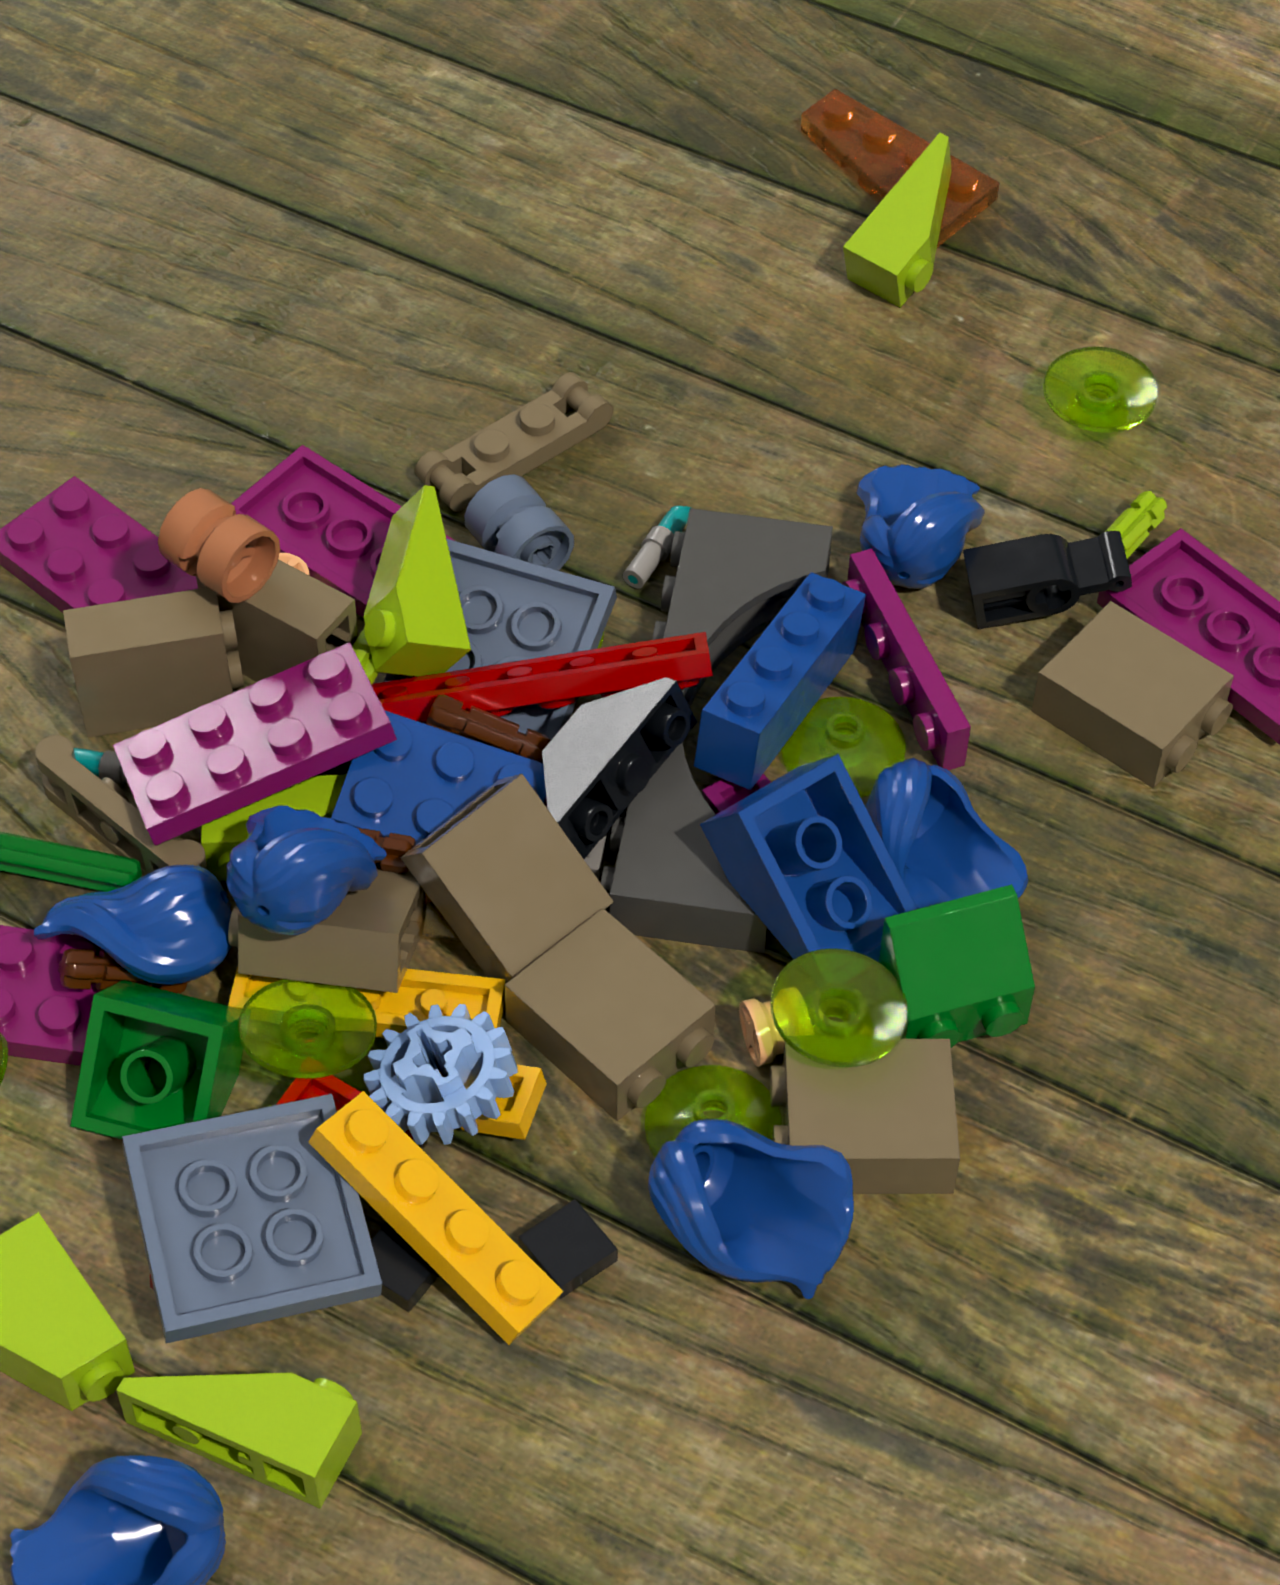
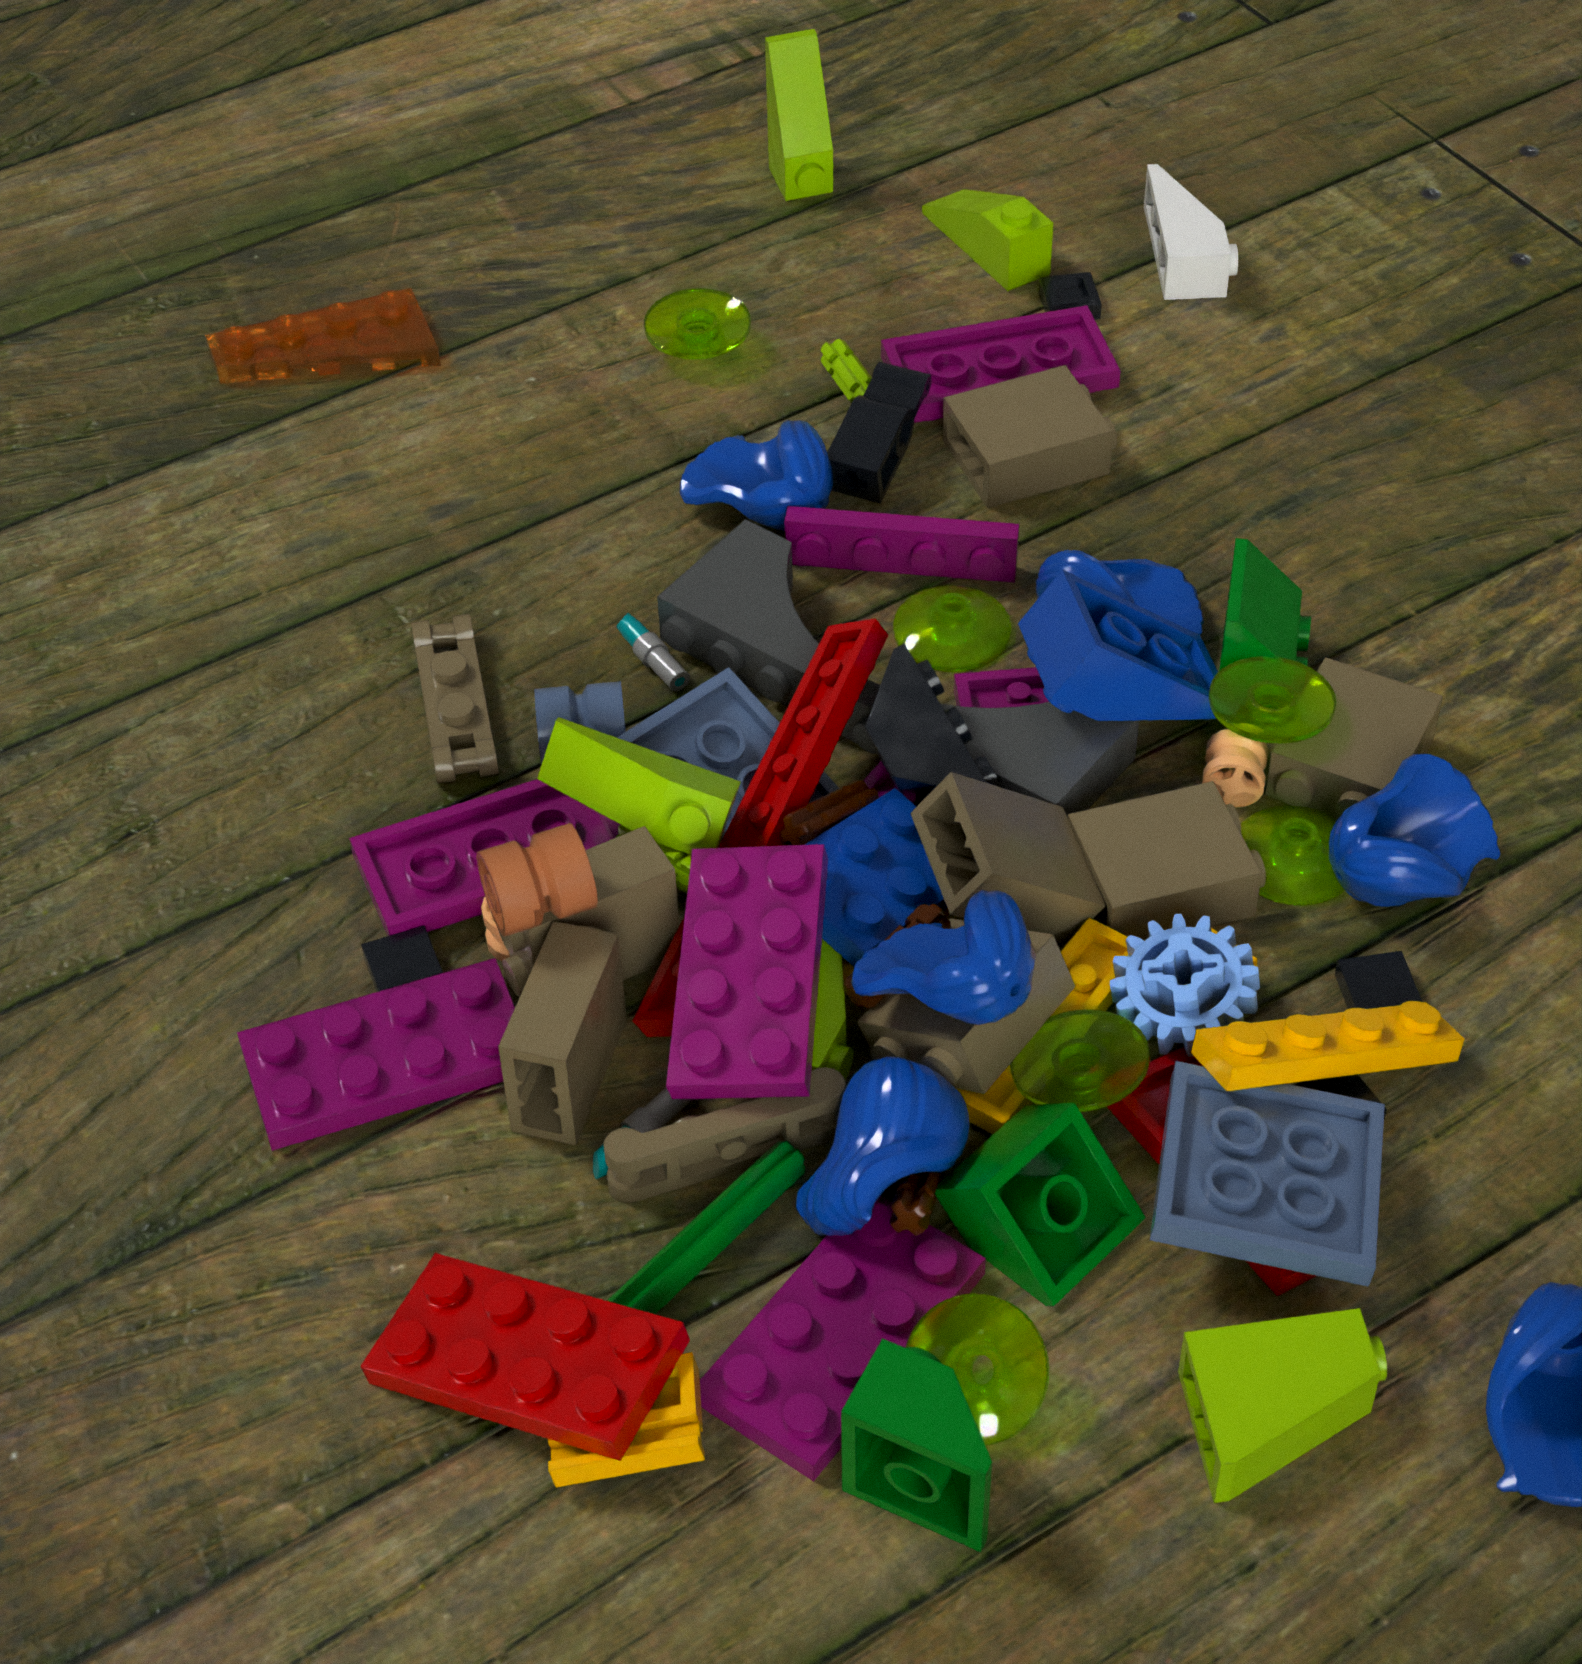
camera: 60 degrees left, 5 degrees down
(258, 1424) = (1486, 1246): lime slope -> none
(779, 681) = (854, 581): blue brick -> none
(899, 239) = (433, 351): lime slope -> none

